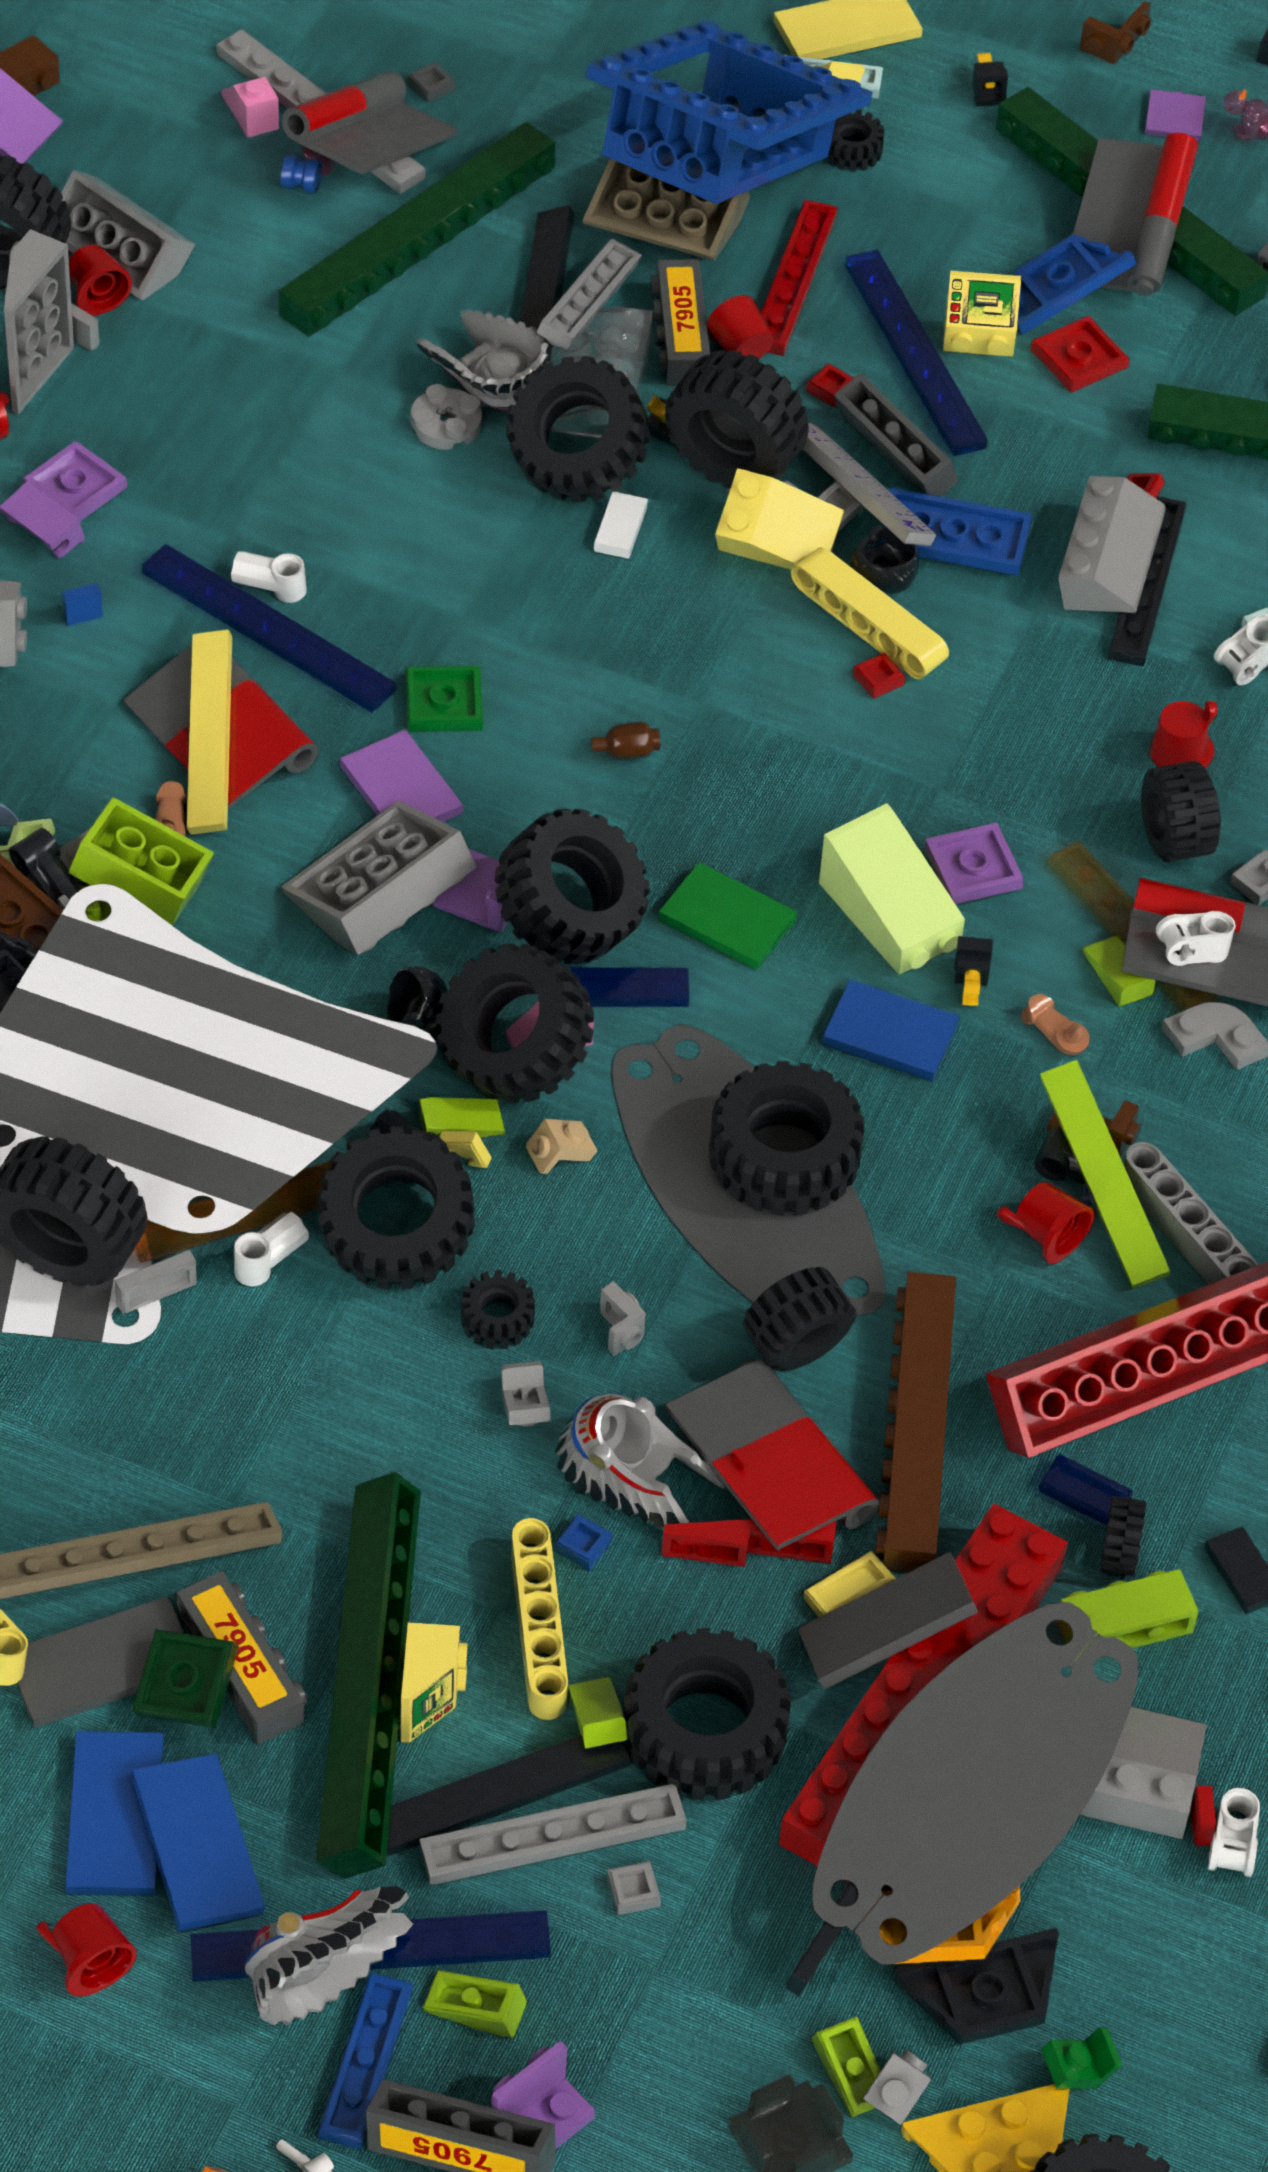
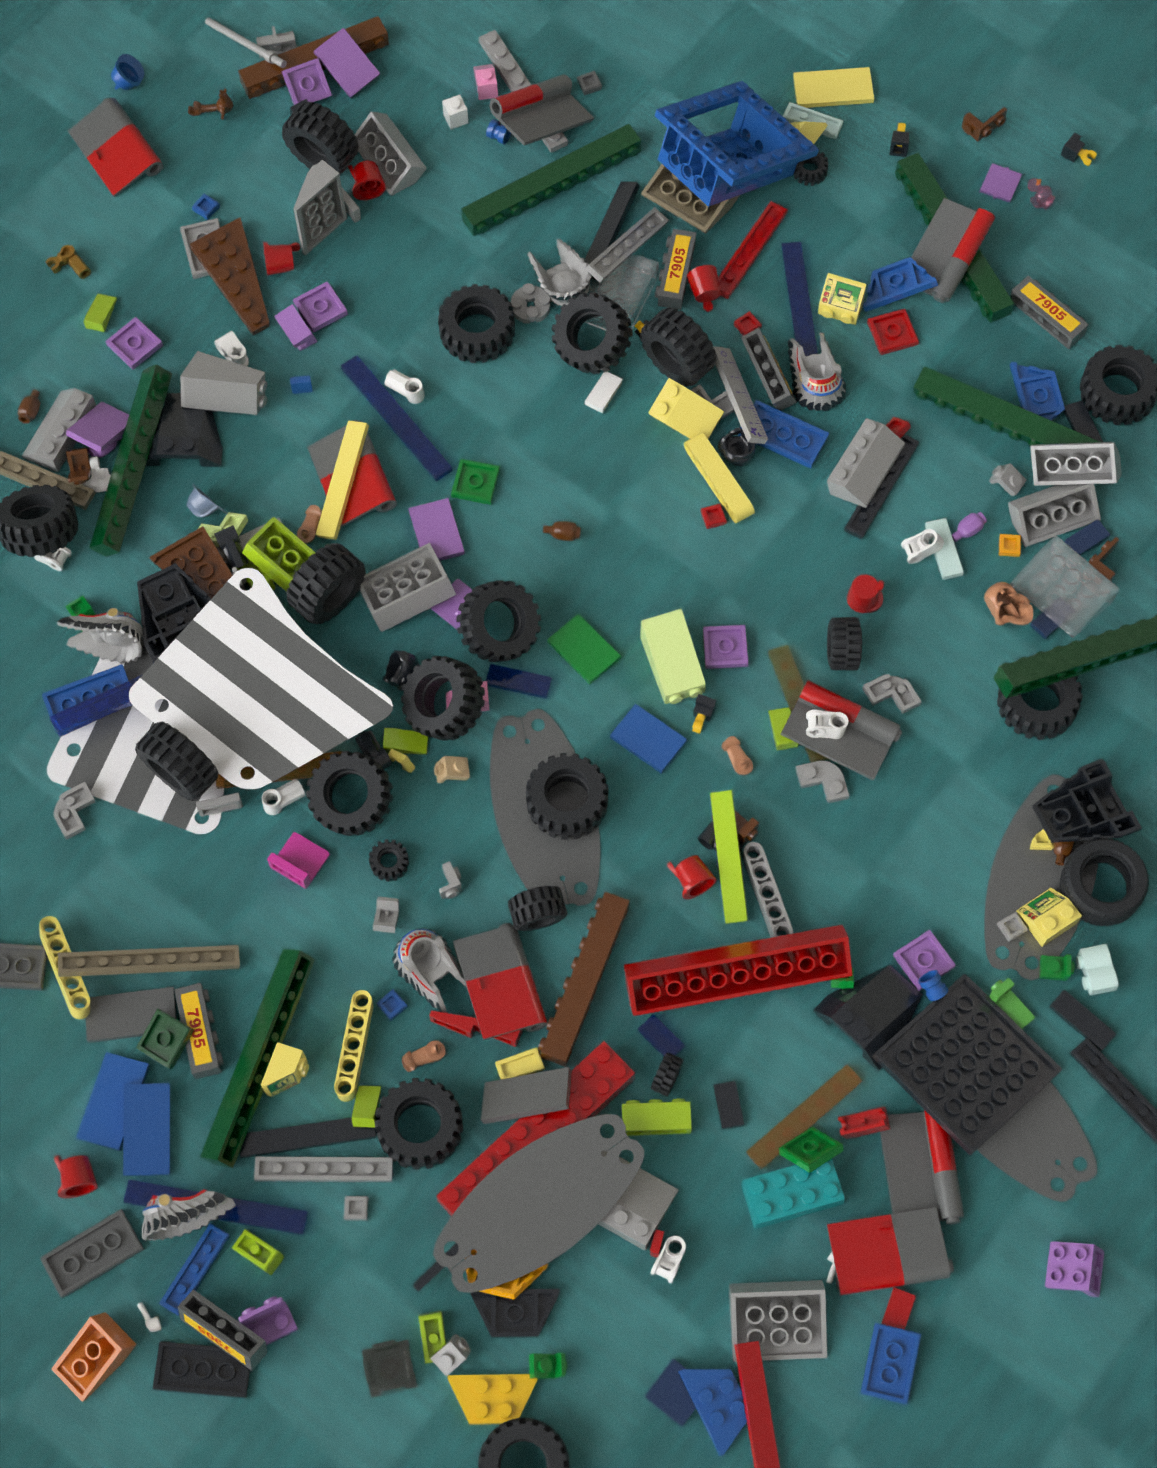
camera: 20 degrees right, 15 degrees up
(159, 2079) = (91, 1253): none -> dark grey tile
(215, 156) = (455, 111): none -> white brick
(243, 883) = (326, 583): none -> black tyre
(332, 1344) = (299, 860): none -> dark pink bracket
(366, 423) = (476, 301): none -> black tyre
(682, 1603) = (428, 1054): none -> nougat piece
(978, 435) = (816, 377): none -> light grey piece

